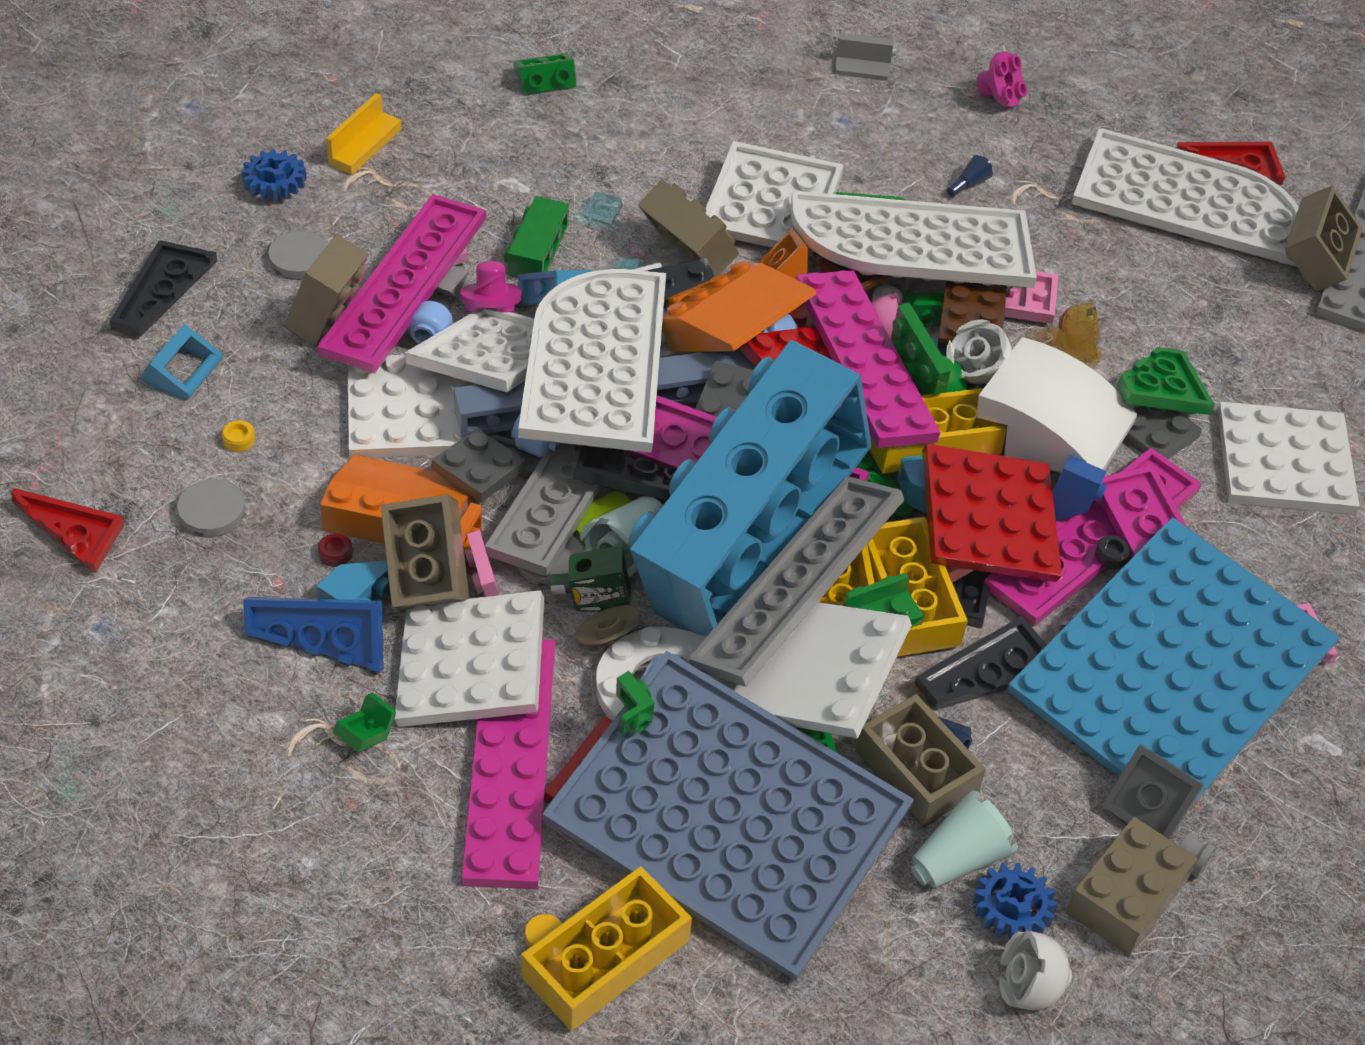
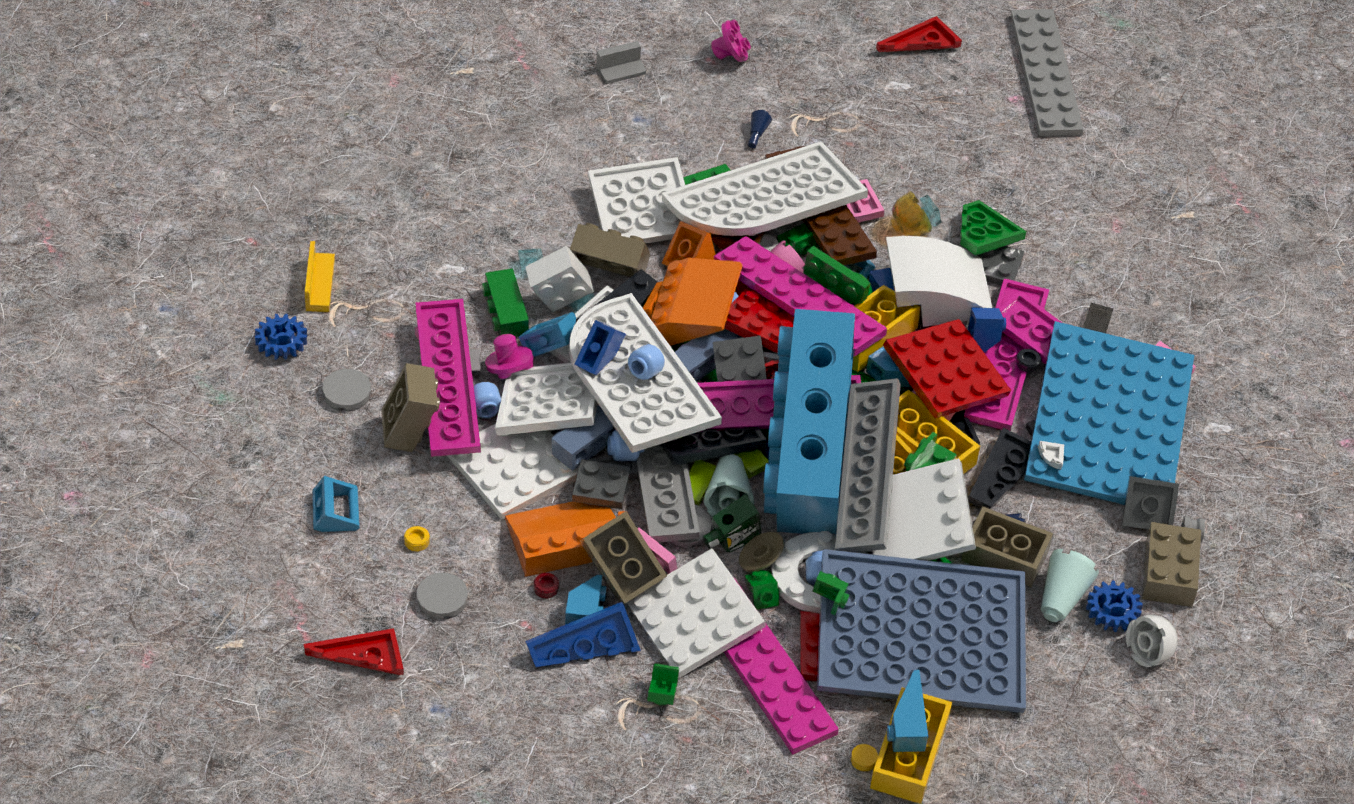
camera: 30 degrees left, 0 degrees up
(160, 283) = (271, 455): black wing -> none
(546, 73) = (407, 169): green bracket -> none
(569, 307) = (599, 347): none -> blue slope
(577, 670) = (763, 589): none -> green bracket
(606, 231) = (559, 279): none -> white brick
(608, 344) = (646, 362): none -> light blue head
(610, 907) = (909, 723): none -> dark azure slope
(980, 349) = (870, 258): white cylinder -> none
(1058, 672) = (1052, 453): none -> white tile
(1110, 338) = (931, 210): none -> clear light blue plate
(1186, 195) = (909, 81): white plate -> none
(1245, 545) = (1098, 318): none -> clear smoke tile
(1287, 458) = (1085, 247): white plate -> none
(1323, 239) = (1018, 79): dark tan brick -> none

